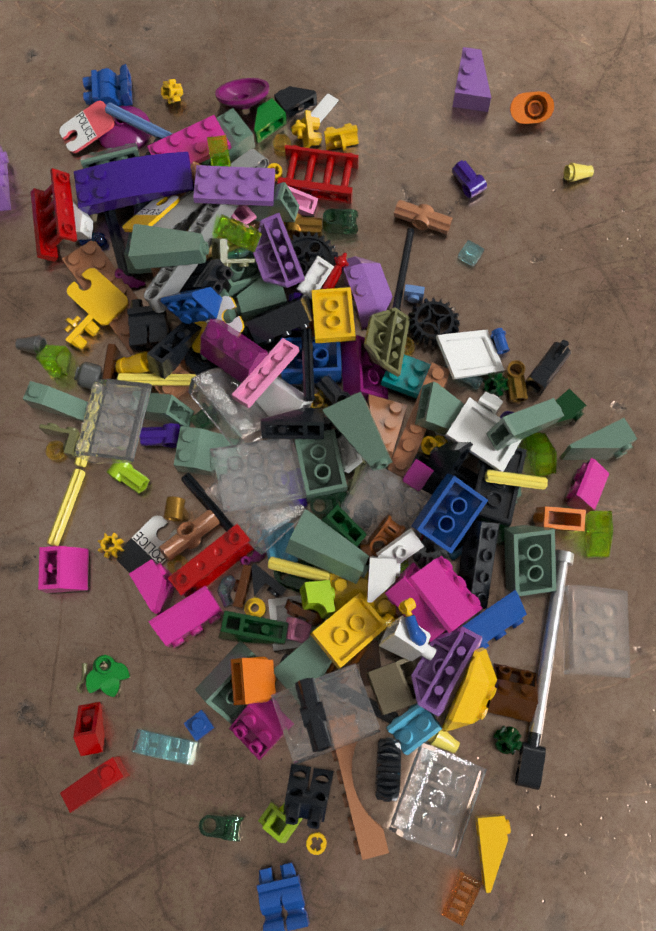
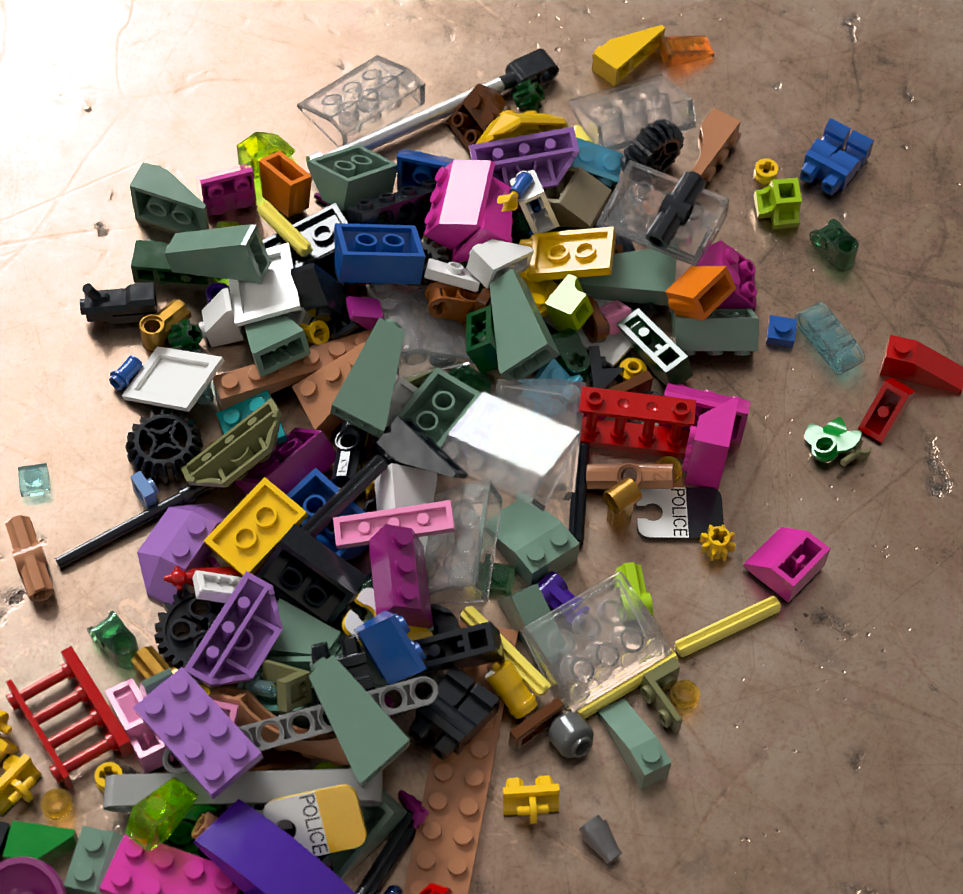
camera: 140 degrees left, 15 degrees down
(55, 360) = (592, 782): clear neon green slope -> none
(101, 300) = (471, 805): yellow piece -> none
(238, 232) = (253, 684): clear neon green slope -> none
(298, 569) = (567, 352): light yellow axle -> none
(306, 802) = (744, 188): black hips -> none

